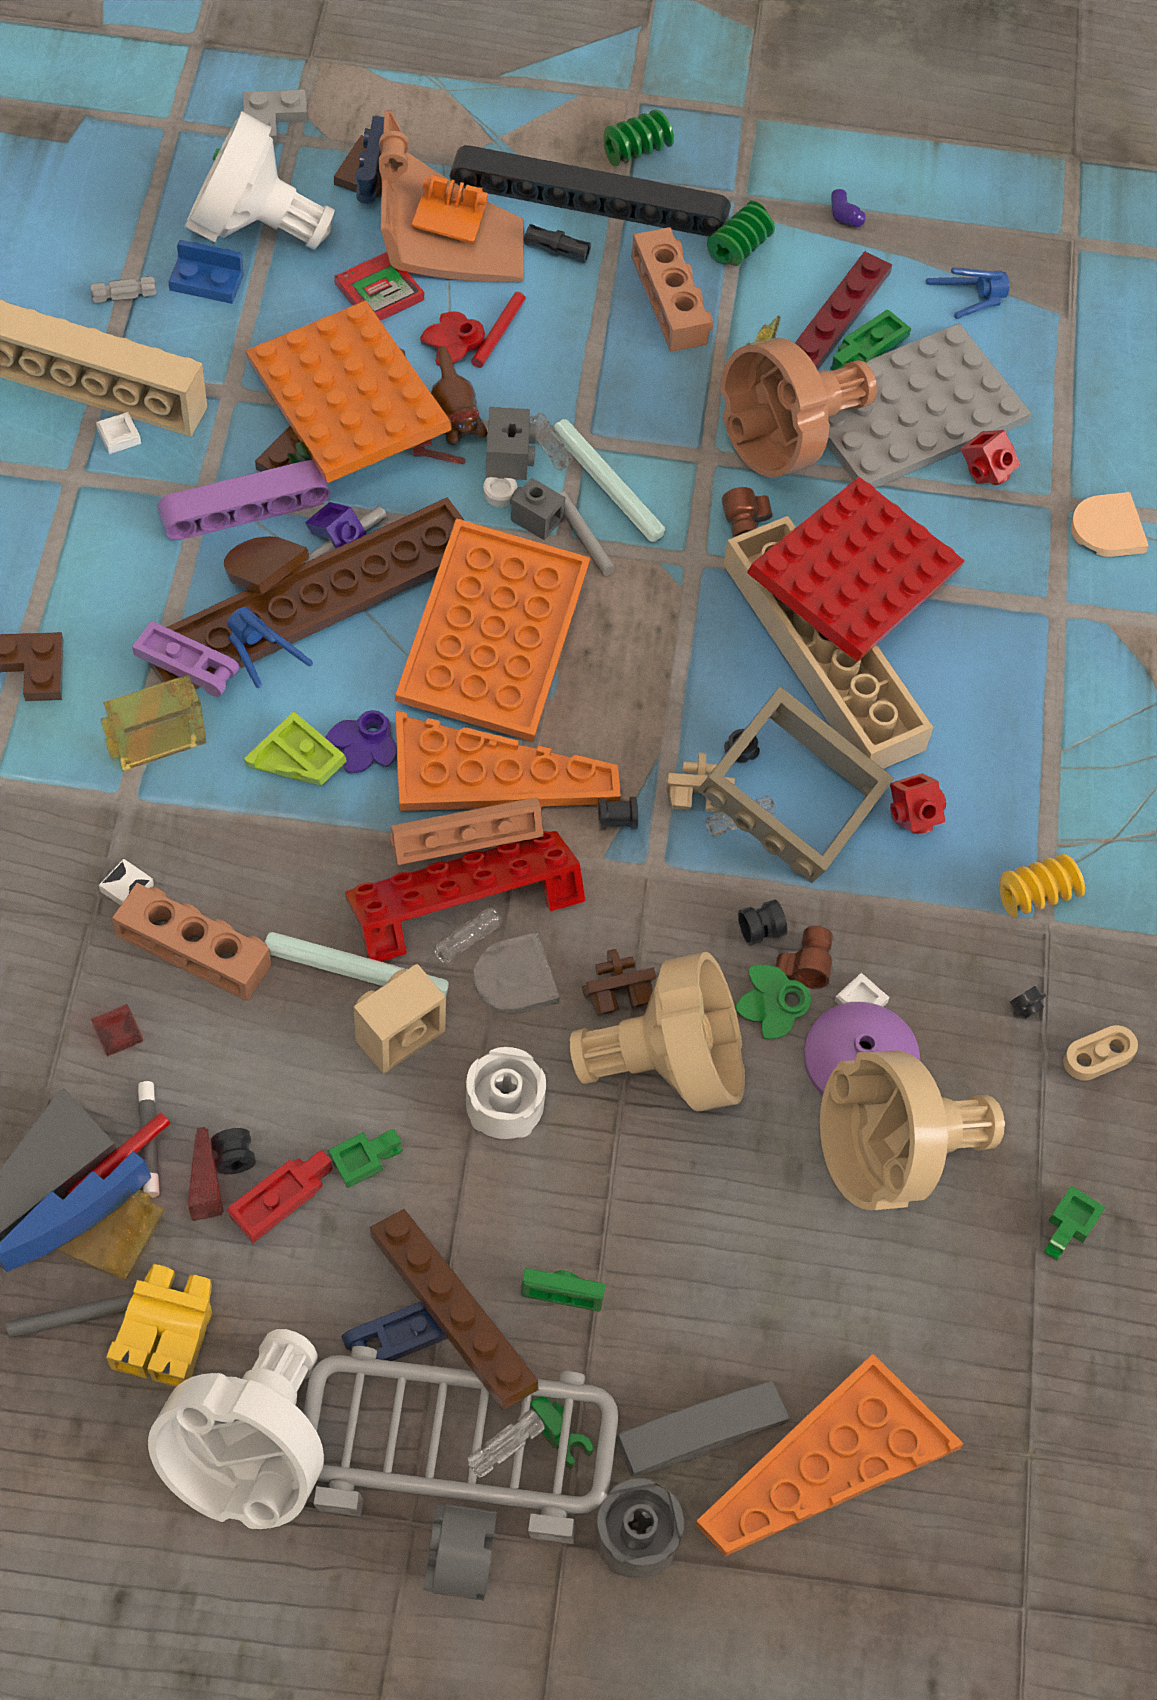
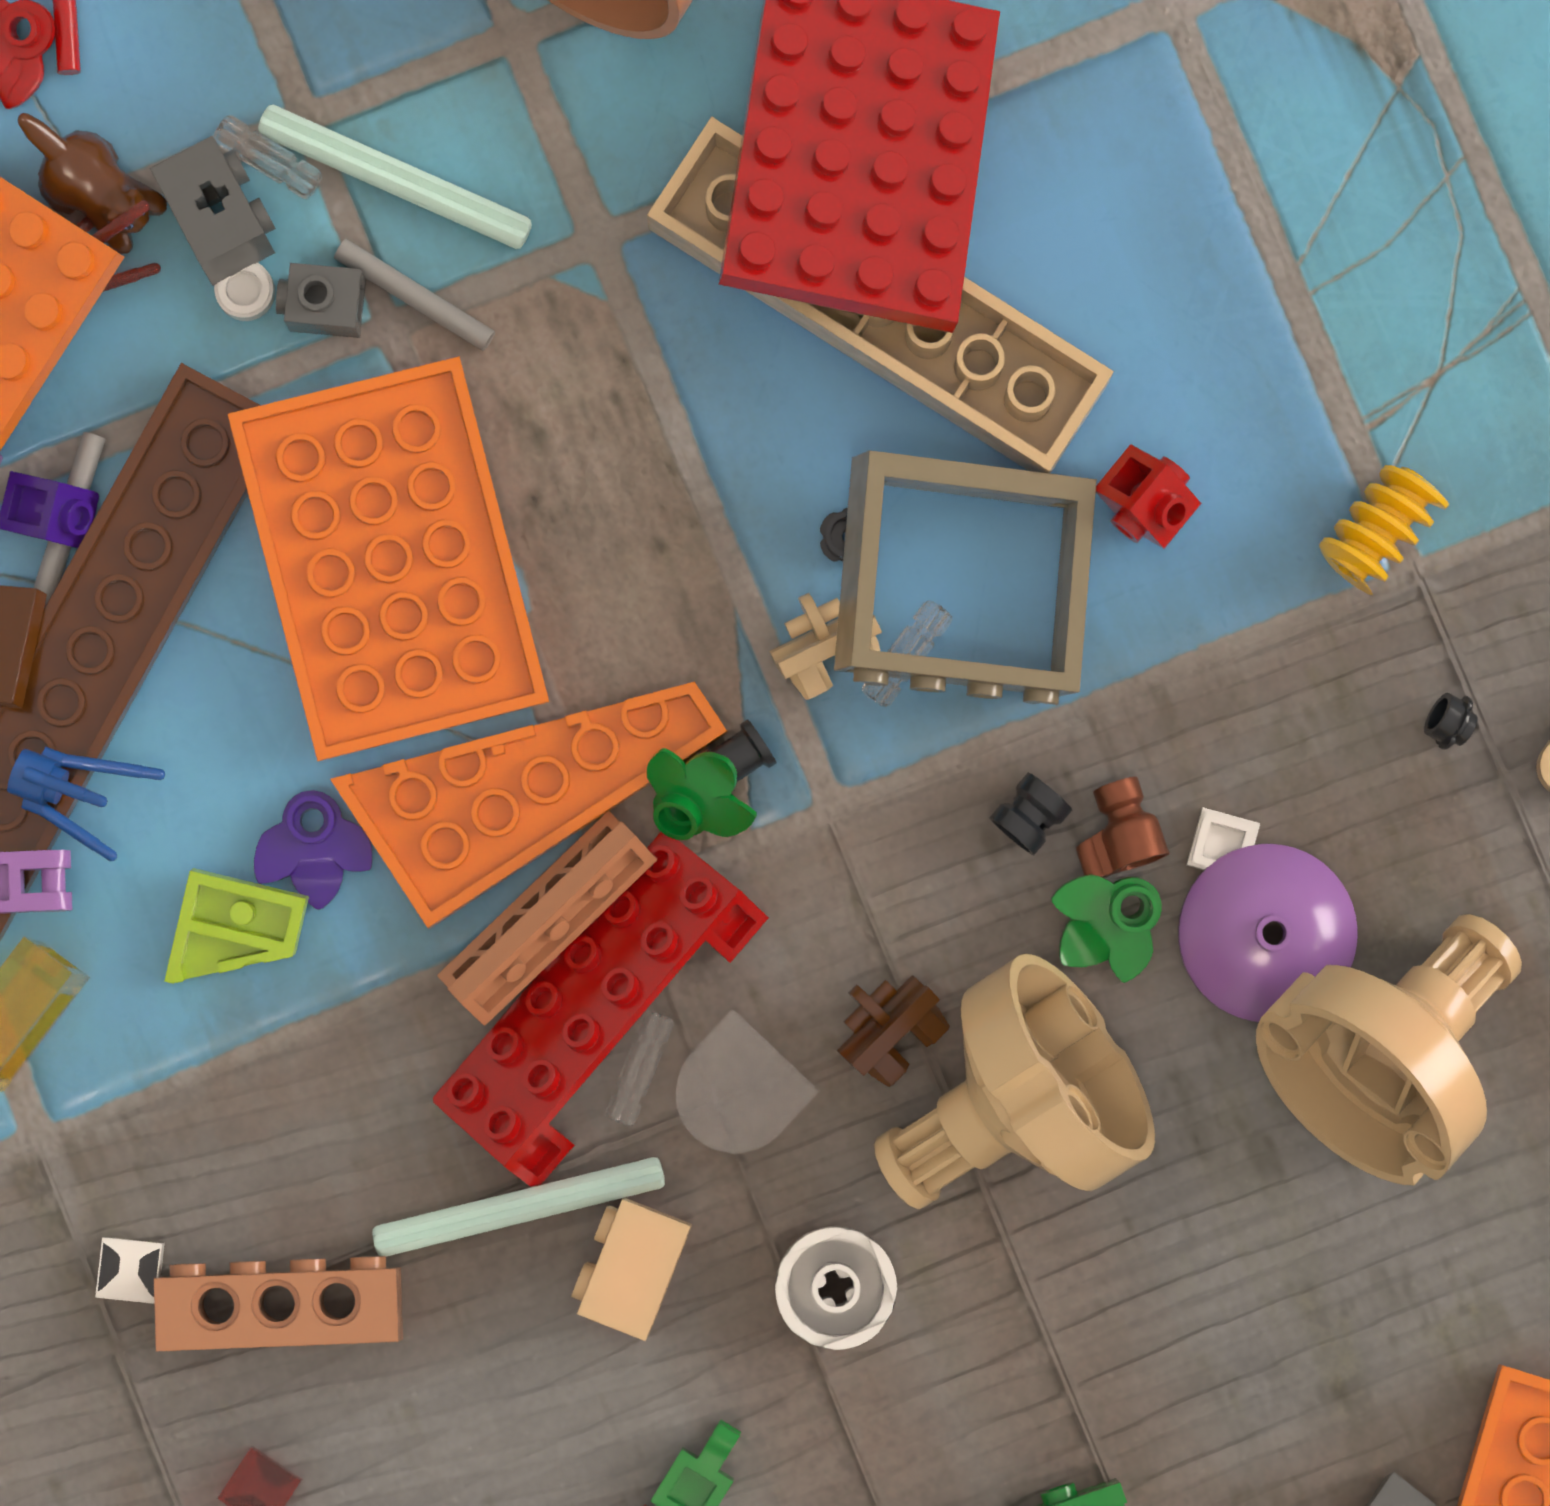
camera: 25 degrees left, 25 degrees up
(589, 814) = (696, 796): none -> green plate
(744, 509) = (626, 117): copper piece -> none

